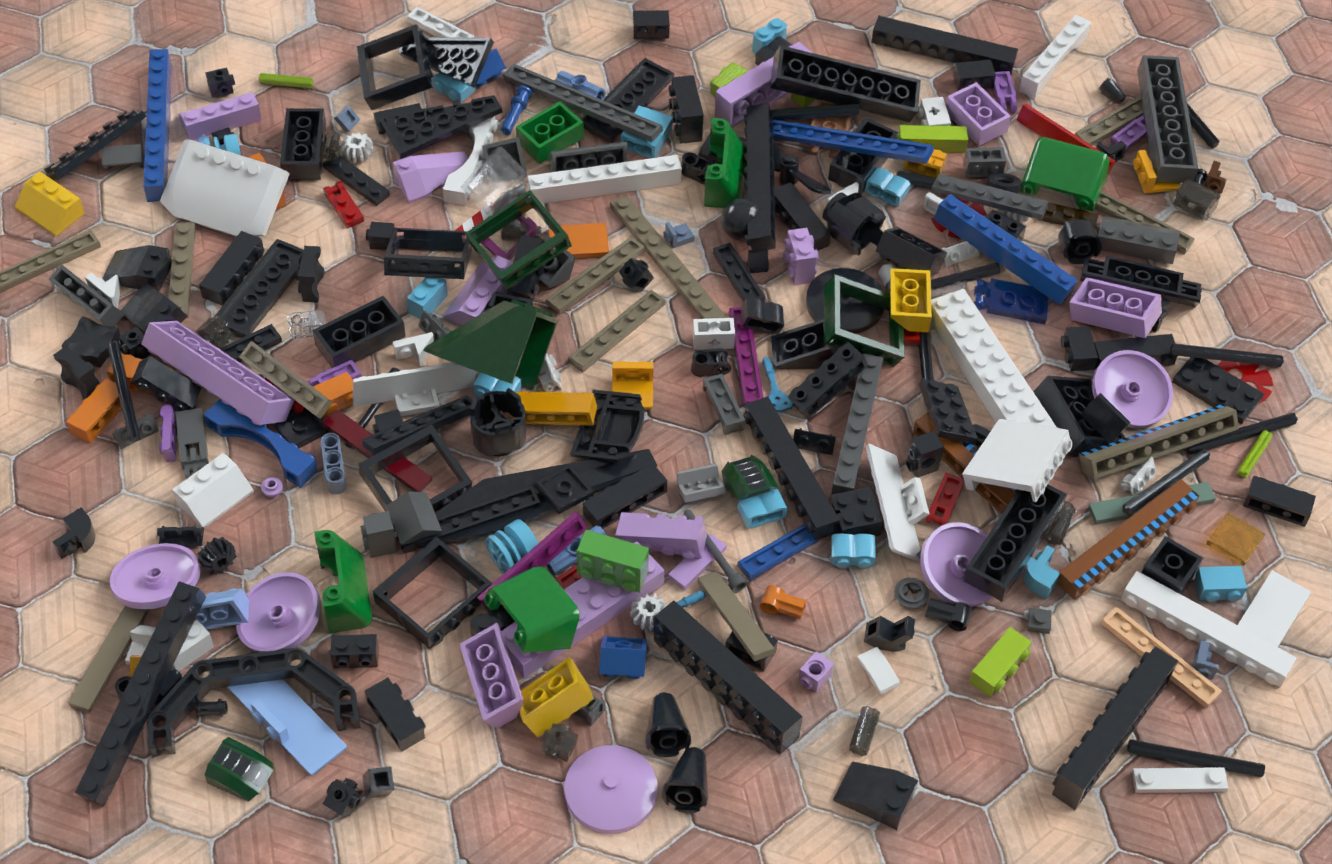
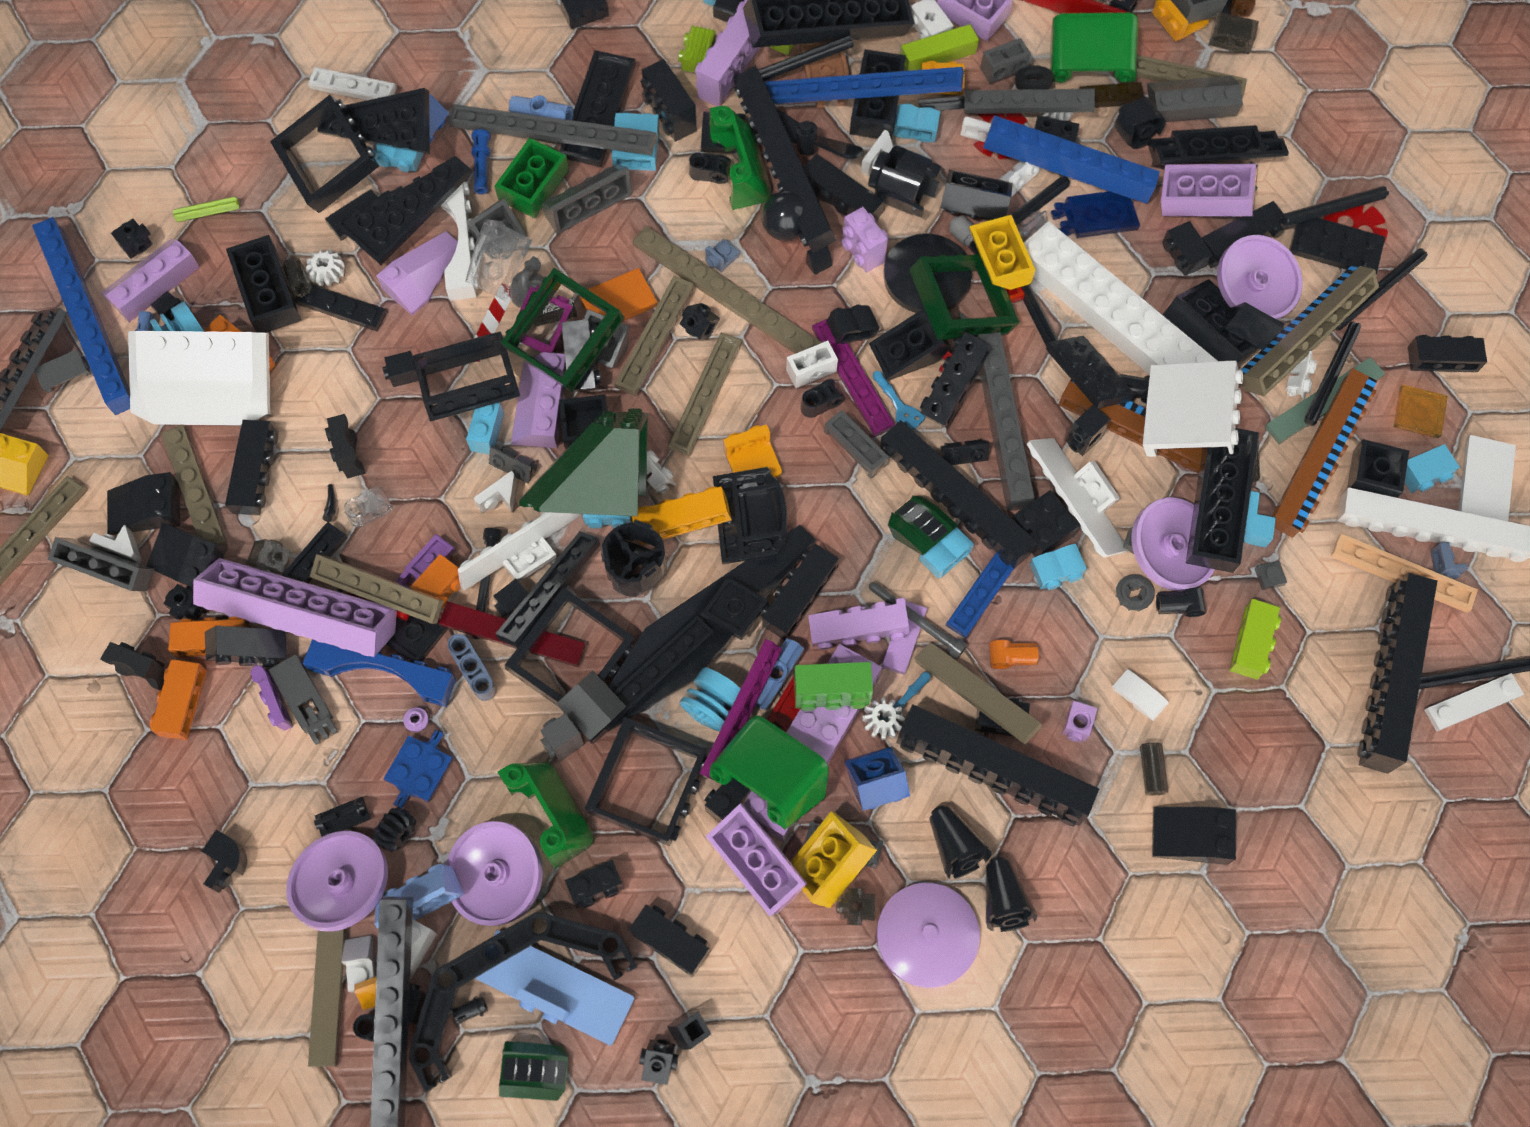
camera: 20 degrees left, 15 degrees up
(92, 341) = (132, 617): black brick -> none
(123, 391) = (200, 669): black axle -> none
(146, 426) = (237, 703): dark grey hinge -> none
(212, 490) = (353, 750): white slope -> none
(257, 522) = (418, 769): none -> blue plate
(261, 288) = (295, 481): black plate -> none
(278, 317) = (330, 507): none -> black helmet
(343, 205) = (341, 343): red plate -> none
(347, 118) = (297, 235): sand blue plate -> none
(359, 332) = (431, 499): black brick -> none
(606, 179) = (615, 216): white brick -> none
(700, 483) = (871, 547): light grey bracket -> none
(737, 272) = (805, 281): black plate -> none
(889, 635) = (1136, 650): black brick -> none
(945, 499) = (1125, 471): red plate -> none
(1254, 454) = (1401, 308): lime axle -> none

